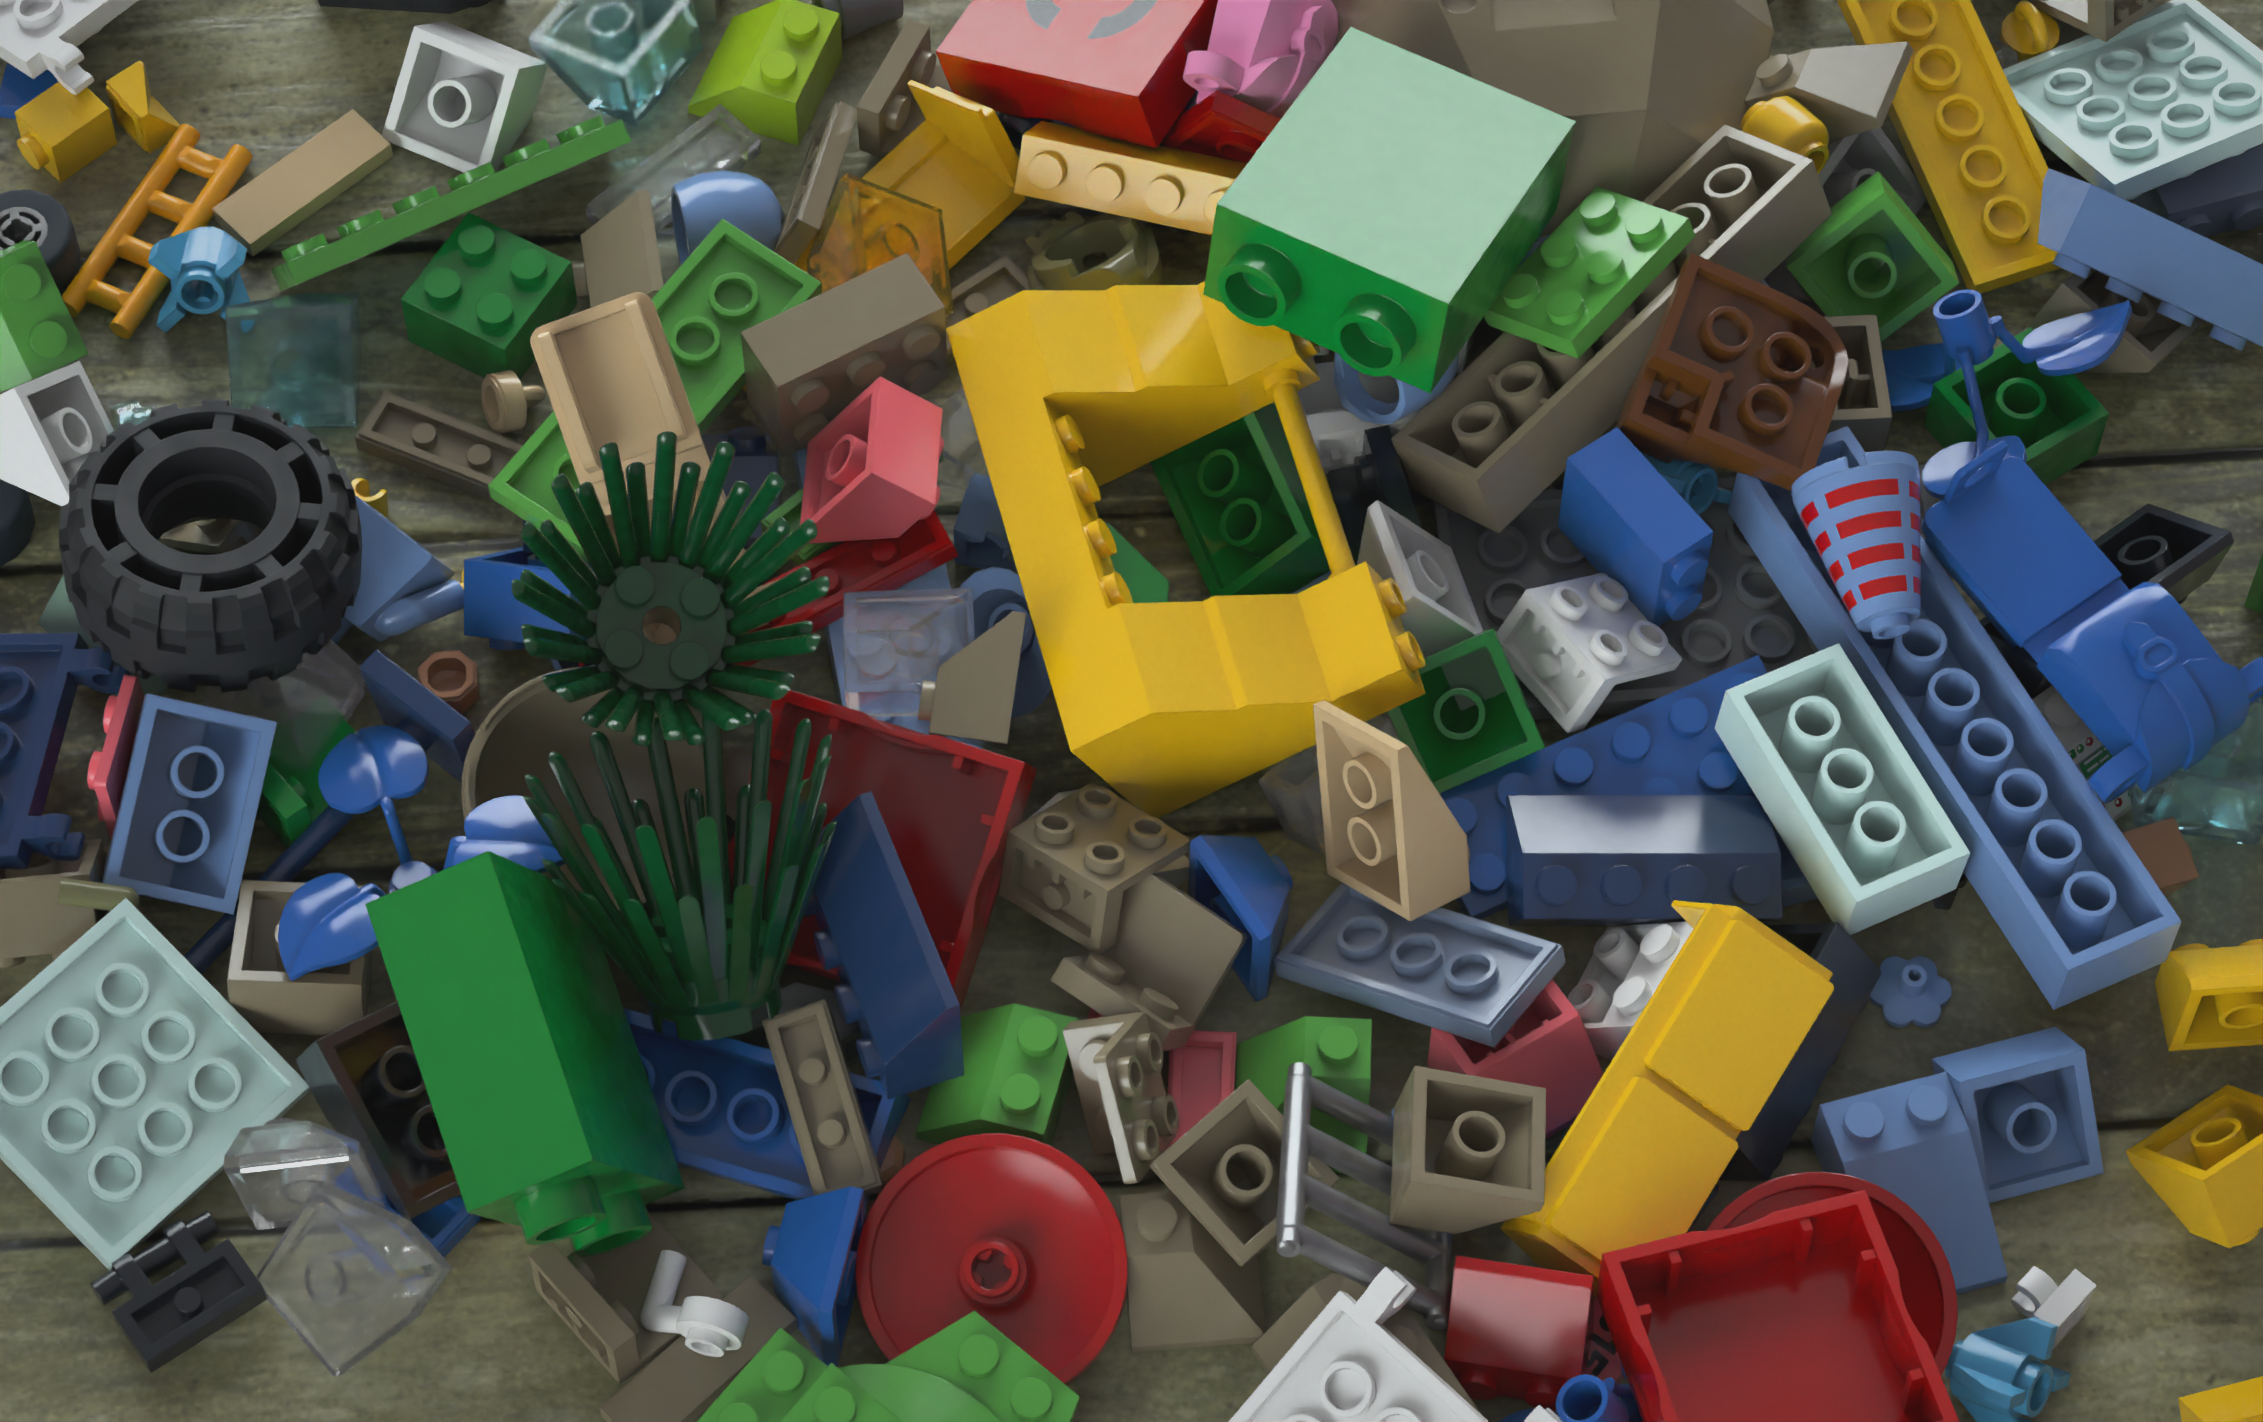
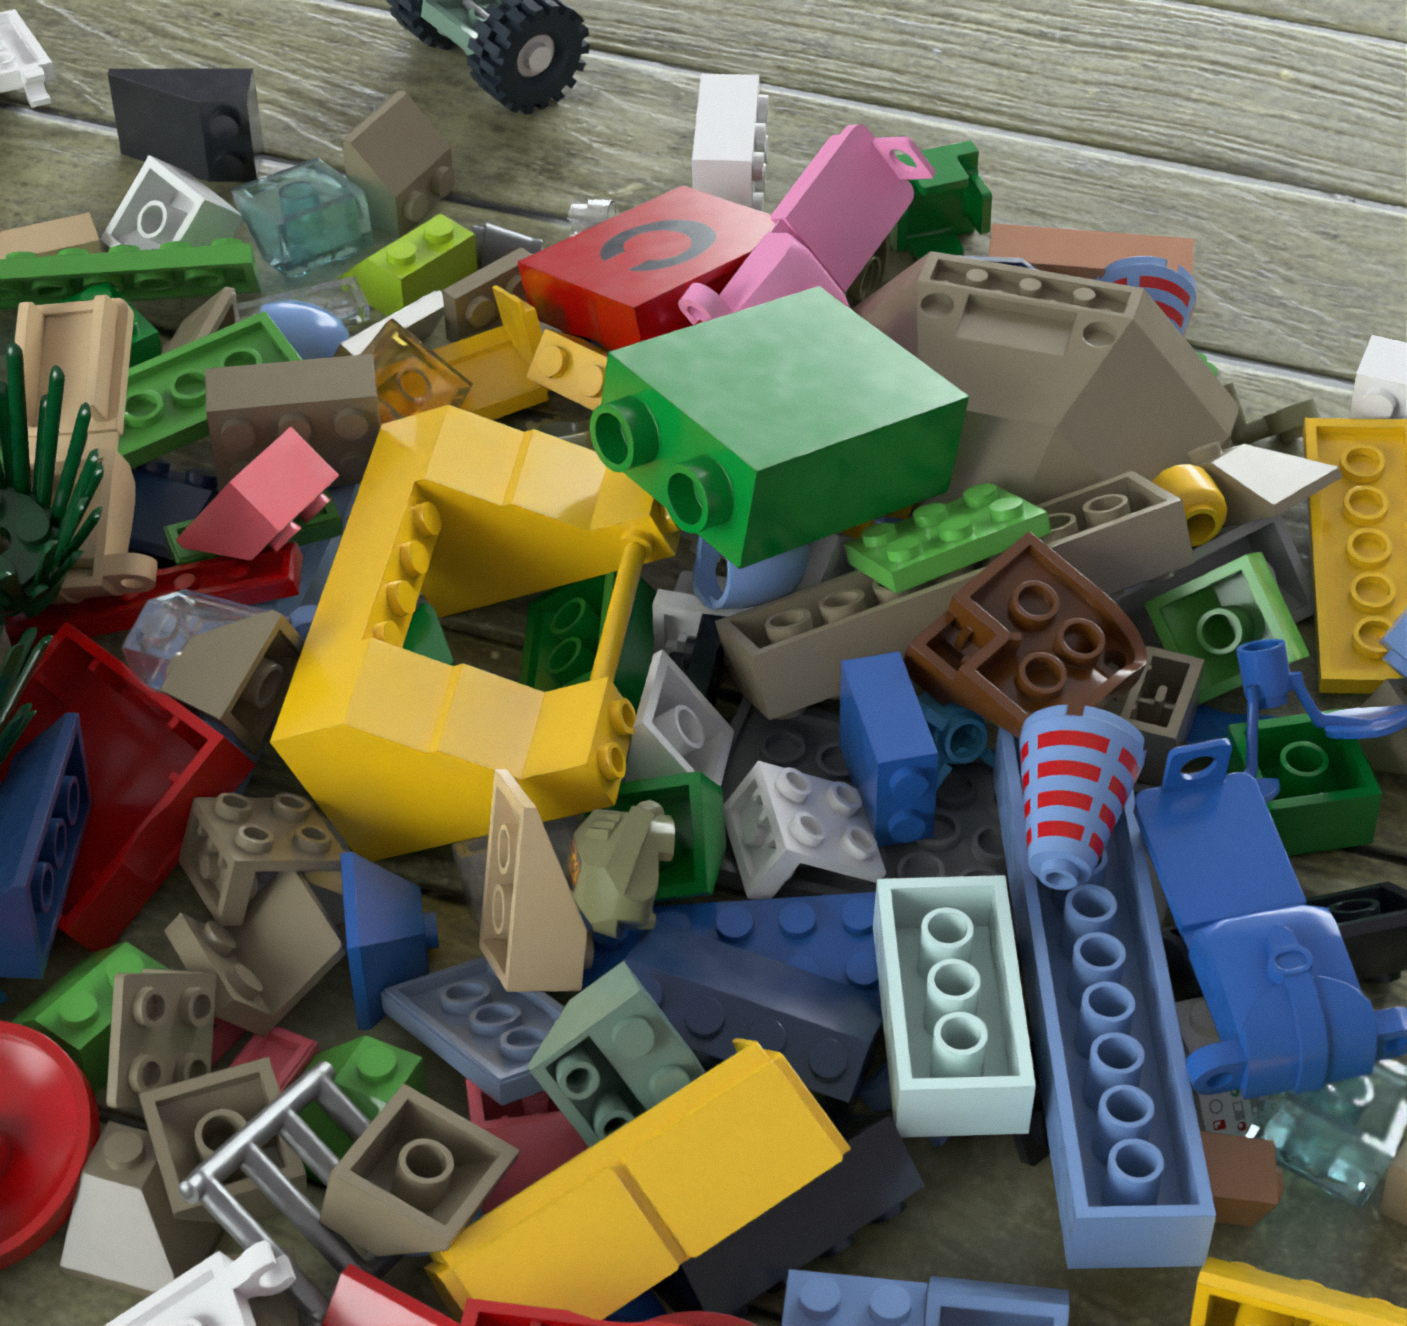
camera: 25 degrees right, 15 degrees down
(1486, 761) = (616, 866): none -> olive helmet
(1588, 967) = (612, 1056): none -> sand green slope
(1910, 992) = (955, 1222): medium blue plant -> none

